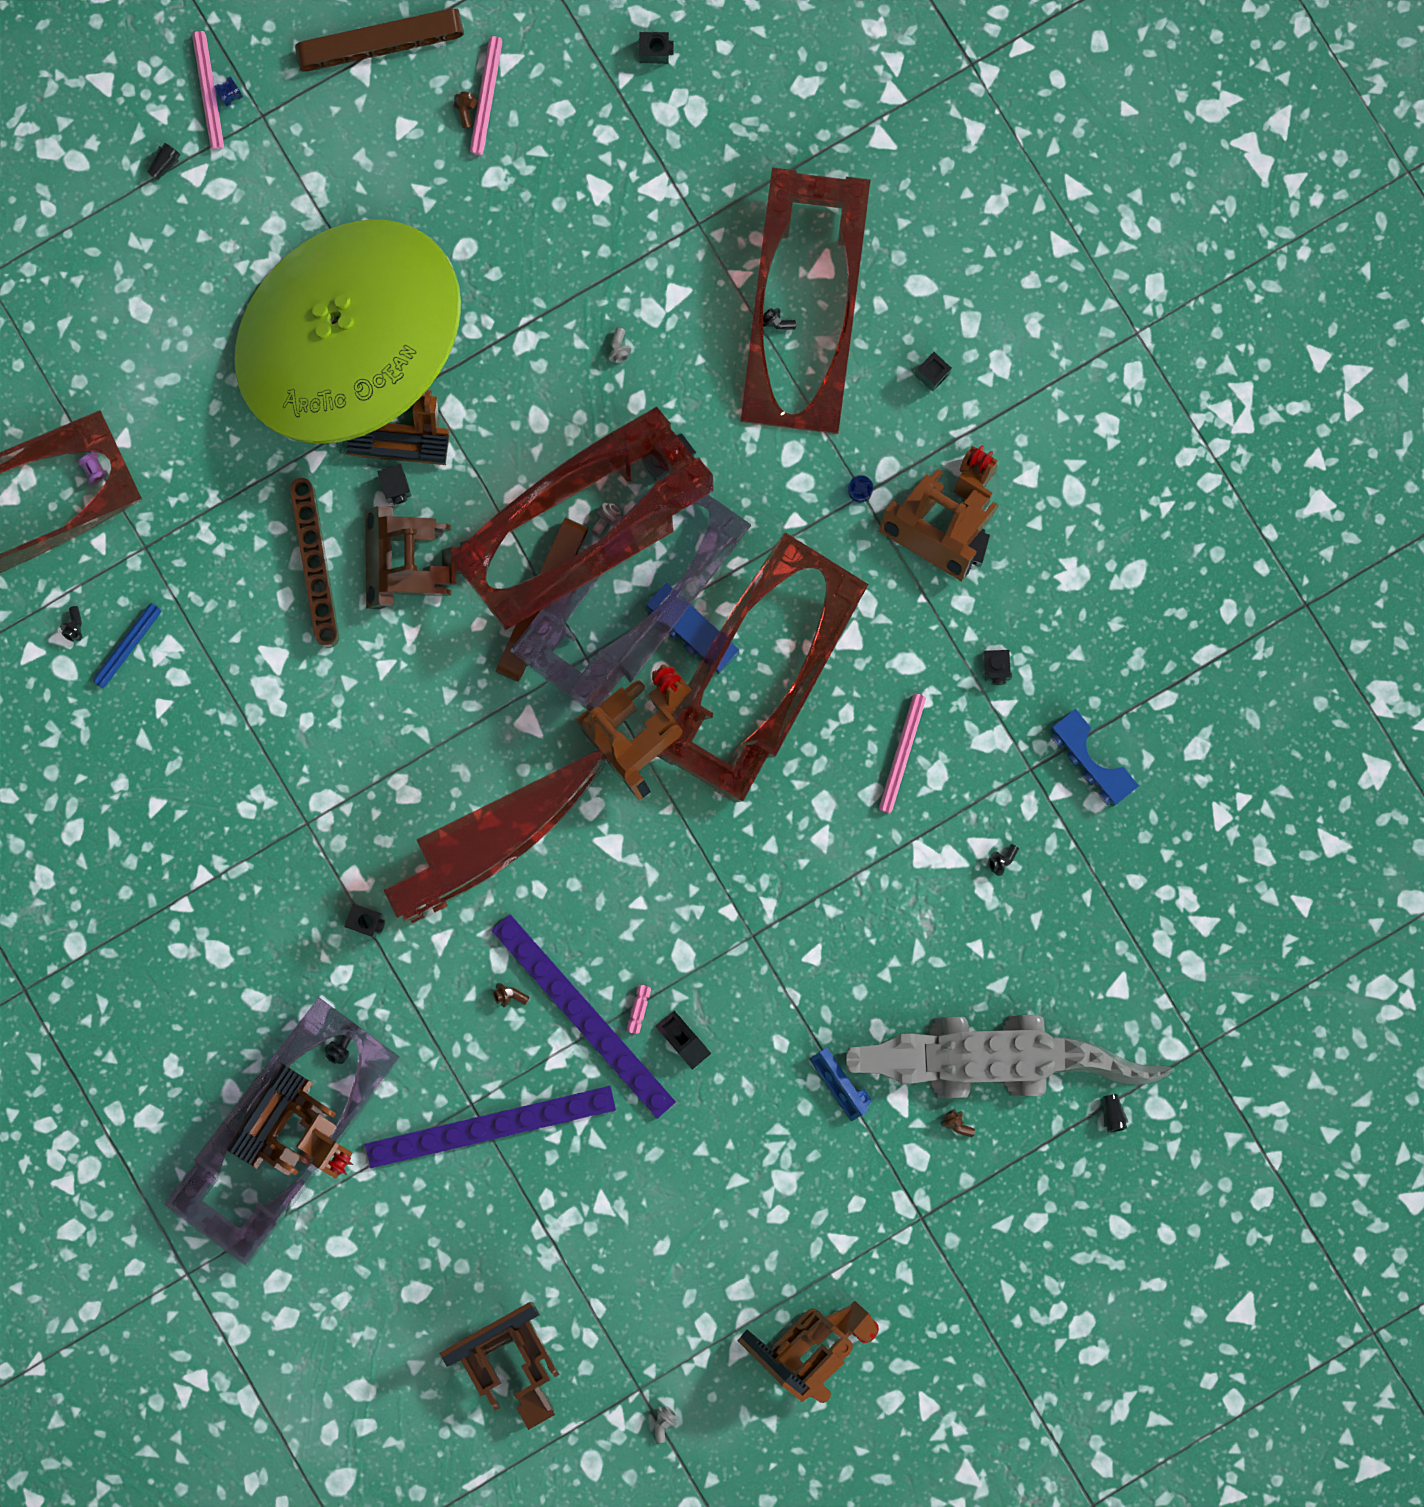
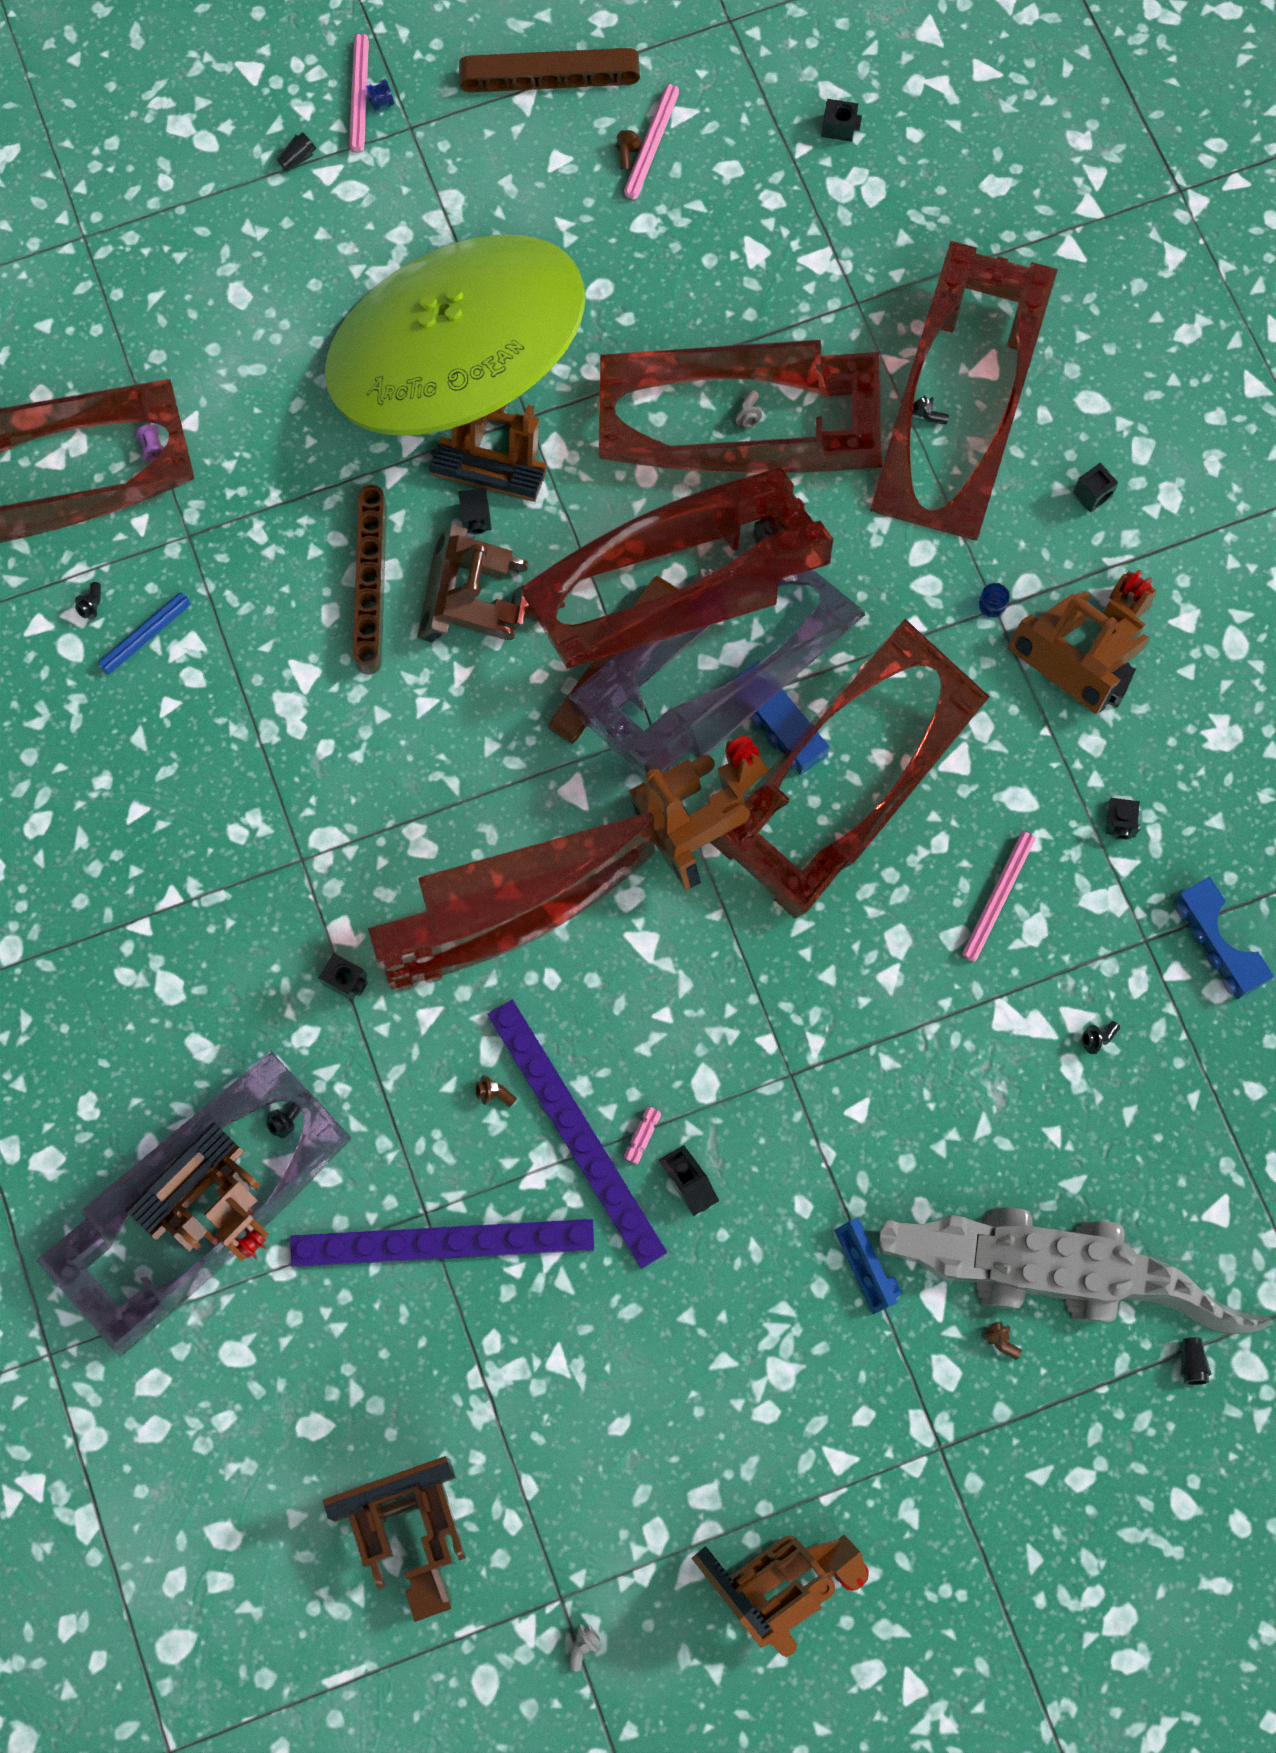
camera: 15 degrees right, 10 degrees down
(708, 300) = (784, 363): none -> clear red windscreen

